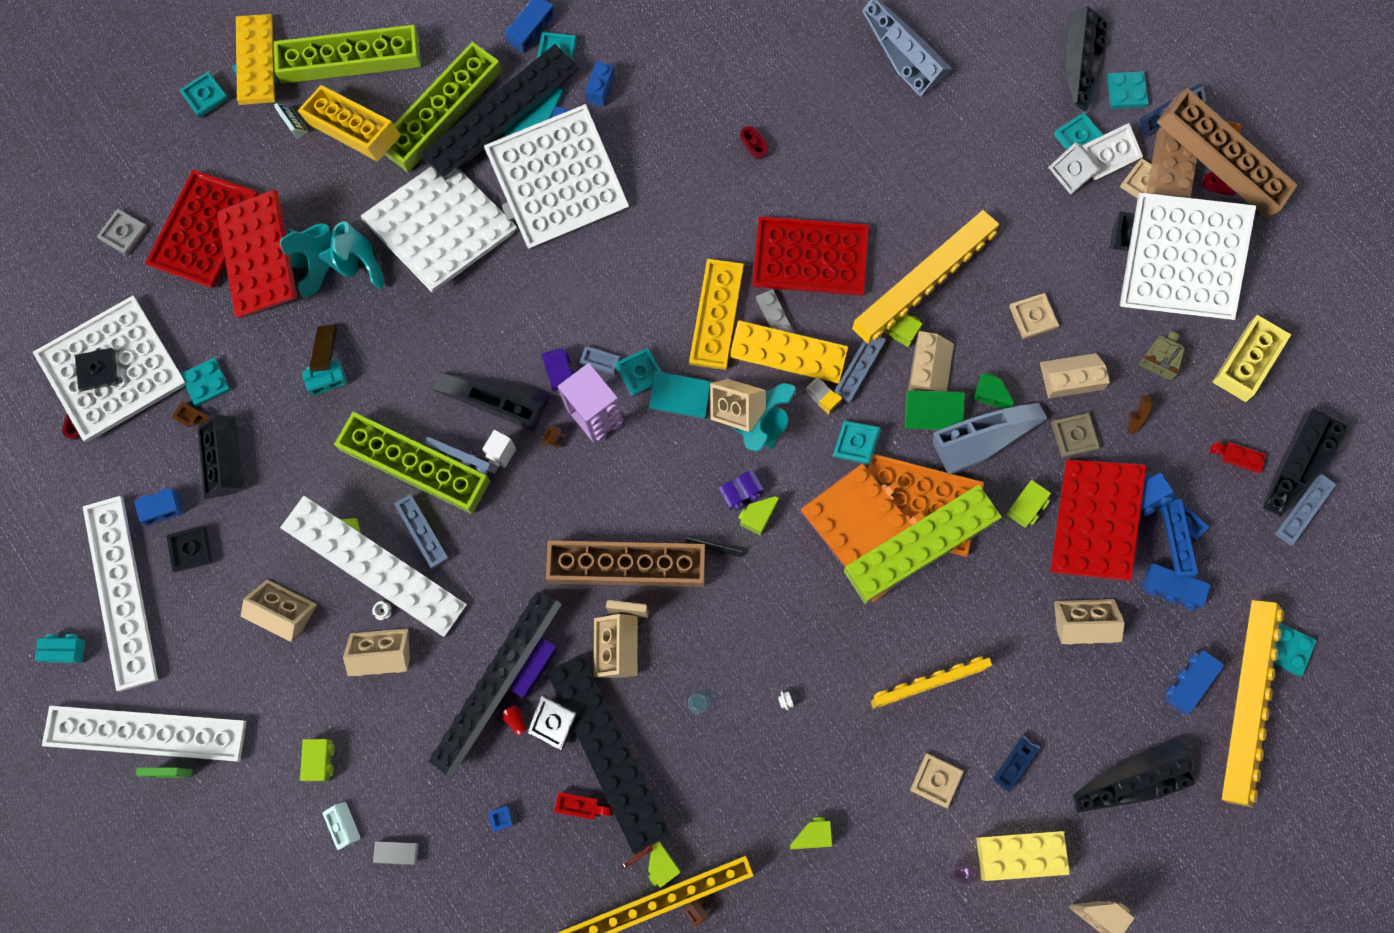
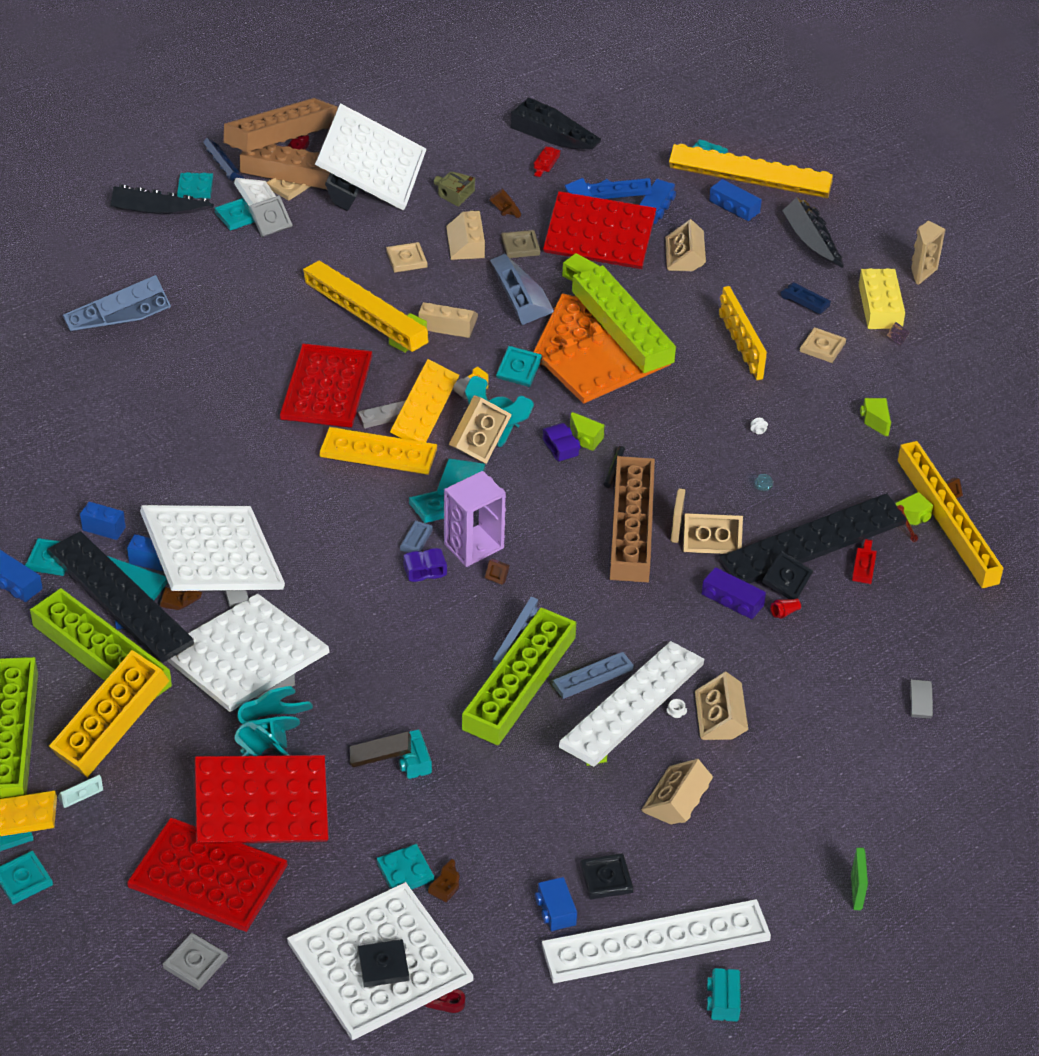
camera: 95 degrees left, 30 degrees down
(144, 733) = (816, 915): white plate -> none
(220, 456) = (500, 849): black slope -> none
(316, 760) = (835, 758): lime brick -> none
(341, 825) = (899, 744): light aqua slope -> none
(494, 684) = (752, 614): black plate -> none
(498, 398) = (452, 612): black wedge -> none
(499, 449) = (510, 601): white brick -> none
(500, 818) = (881, 619): blue plate -> none
(754, 143) = (196, 415): dark red plate -> none
(858, 369) = (447, 360): sand blue plate -> none
(933, 409) = (492, 316): green tile -> none
(992, 392) = (477, 283): green slope -> none
(1251, 358) = (463, 141): light yellow brick -> none
(1304, 509) = (608, 140): sand blue plate -> none

